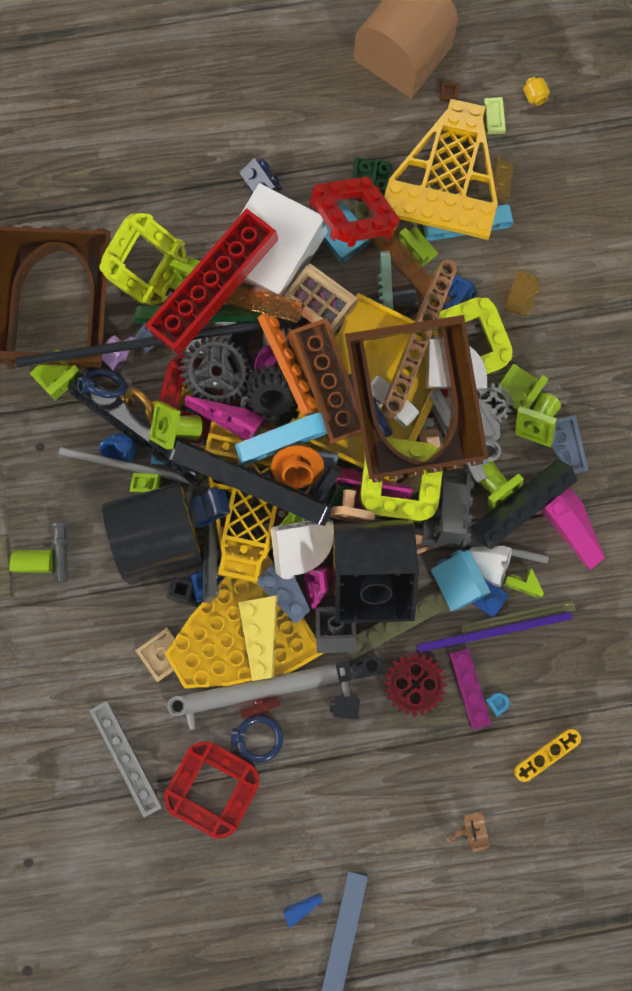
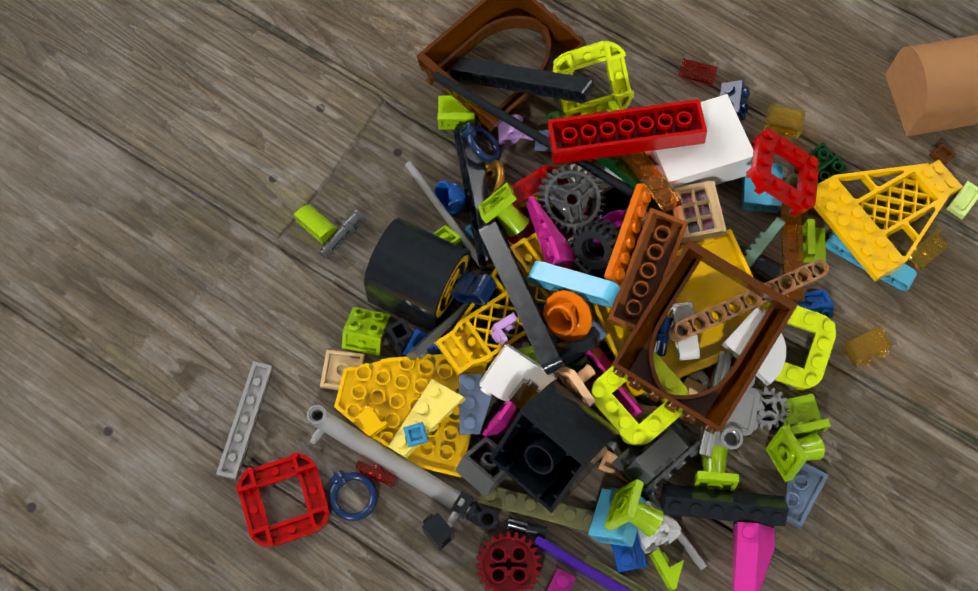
camera: 45 degrees right, 10 degrees down
(88, 306) = (522, 79): none -> black beam
(150, 609) = (364, 331): none -> lime bracket
(212, 178) = (697, 71): none -> clear red plate
(223, 673) = (372, 420): none -> yellow brick
(259, 514) = (506, 325): none -> lavender bracket
(266, 655) = (415, 434): none -> dark azure tile
(313, 165) = (784, 121): none -> clear yellow piece
(321, 555) = (524, 393): none -> dark brown brick
(403, 645) = (526, 527): none -> black axle
(468, 570) = (627, 508): none -> lime plant

